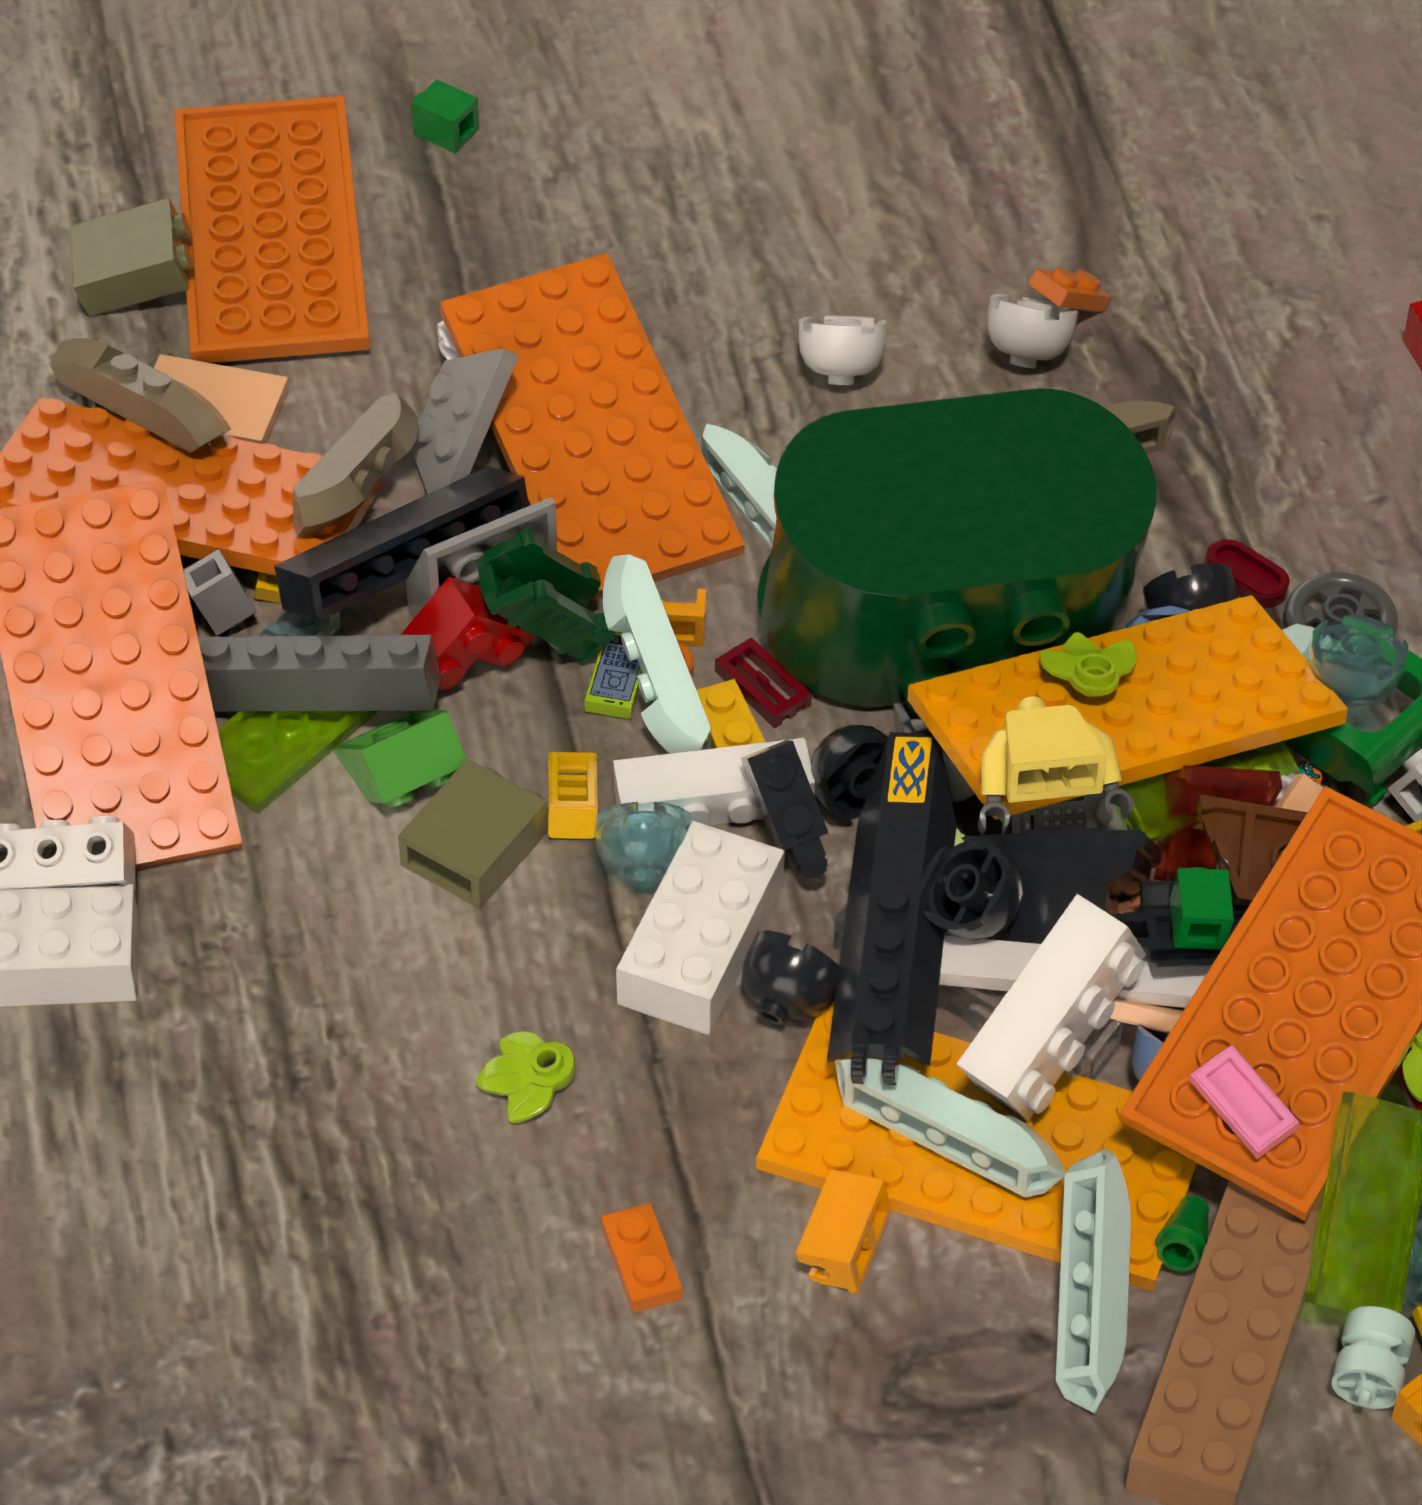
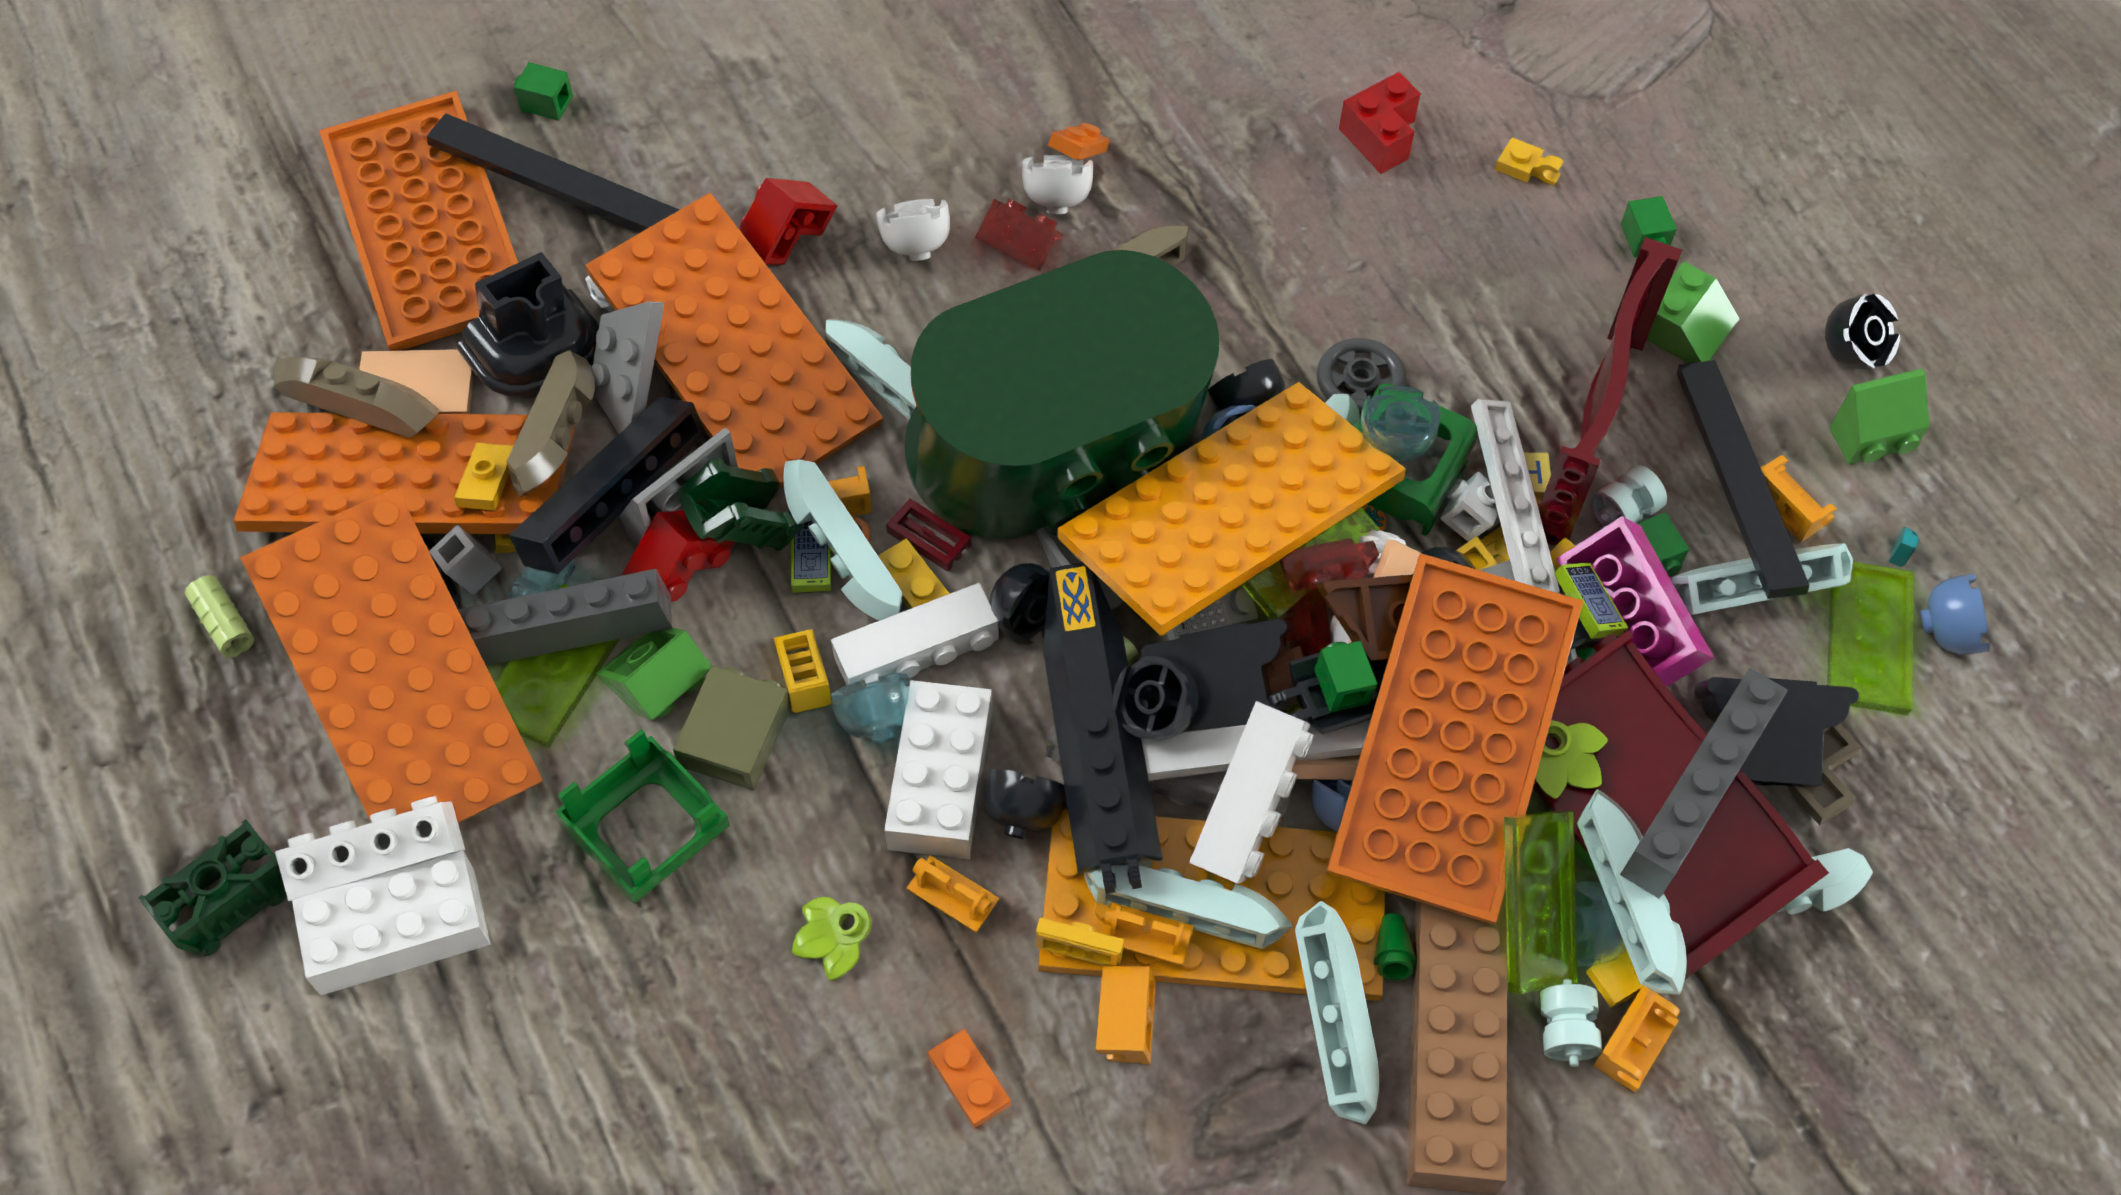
camera: 15 degrees left, 10 degrees up
(130, 257) = (315, 271): olive brick -> none
(261, 506) = (484, 477): none -> yellow plate
(350, 356) = (523, 327): none -> black piece
(358, 851) = (642, 766): none -> green piece
(419, 202) = (547, 174): none -> black tile
(677, 1060) = (952, 893): none -> light orange hinge
(686, 299) = (782, 214): none -> red brick
(788, 805) = (983, 648): black hinge -> none
(808, 1134) = (1079, 942): none -> yellow plate
(890, 1146) = (1148, 933): none -> light orange hinge
(959, 370) = (1018, 234): none -> clear red bracket
(1047, 757) = (1193, 576): light yellow torso -> none
(1088, 667) = (1198, 481): lime plate -> none
(1244, 1101) = (1425, 839): bright pink tile -> none
(1252, 572) = (1291, 356): dark red tile -> none

